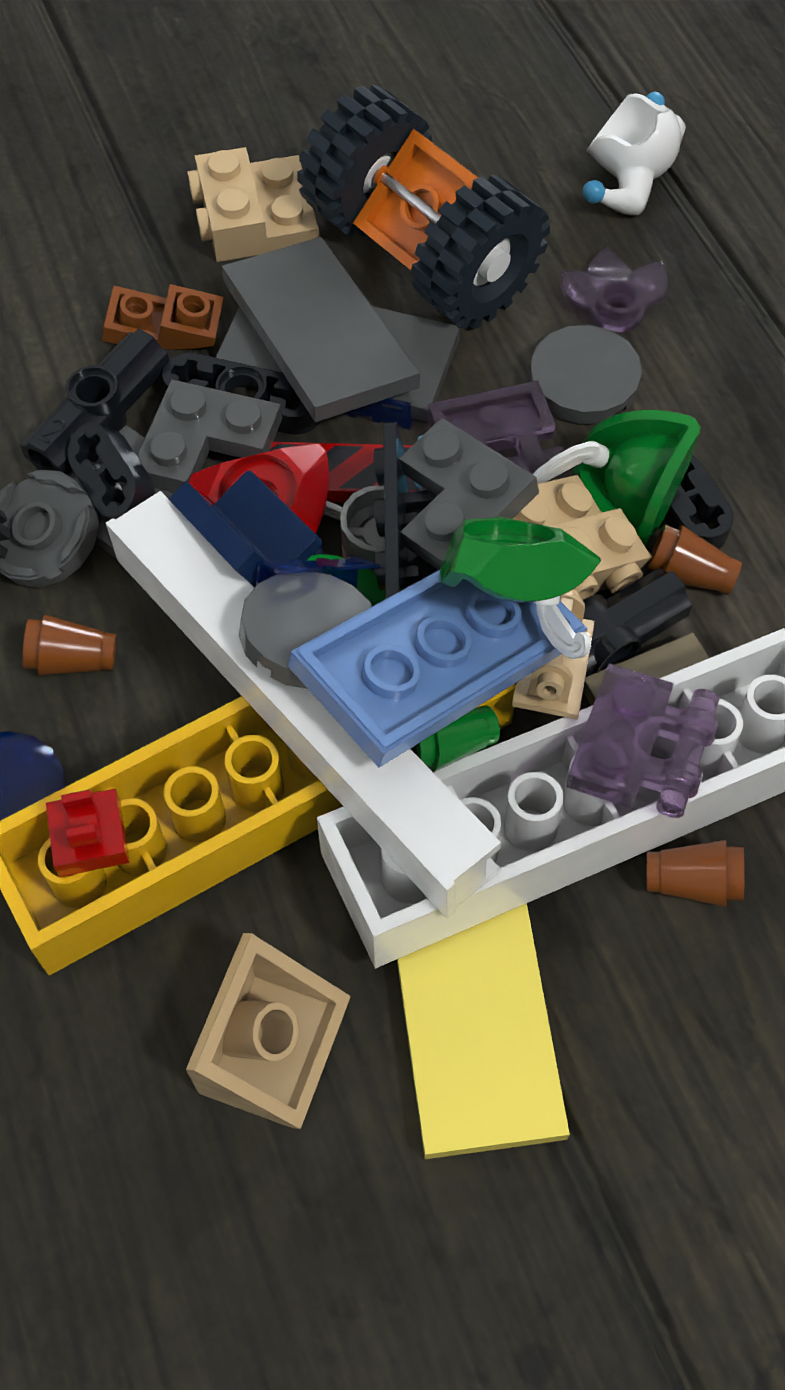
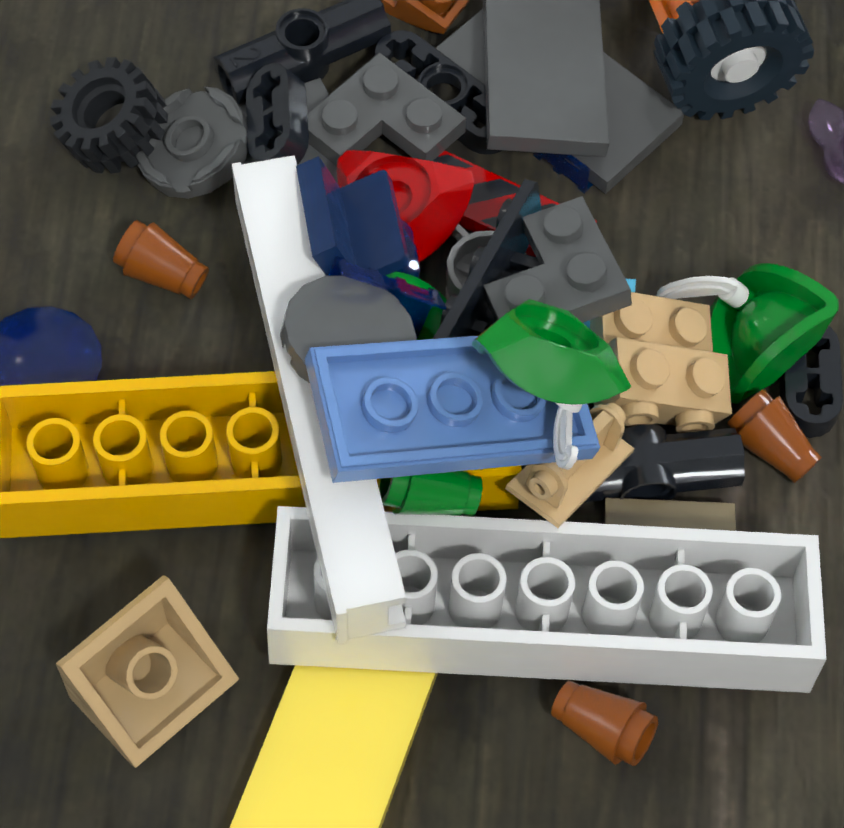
camera: 25 degrees right, 0 degrees up
(87, 832) = (79, 427): red tile -> none
(504, 420) = (663, 221): clear purple plate -> none
(586, 373) = (782, 210): dark grey tile -> none
(621, 735) = (589, 558): clear purple plate -> none

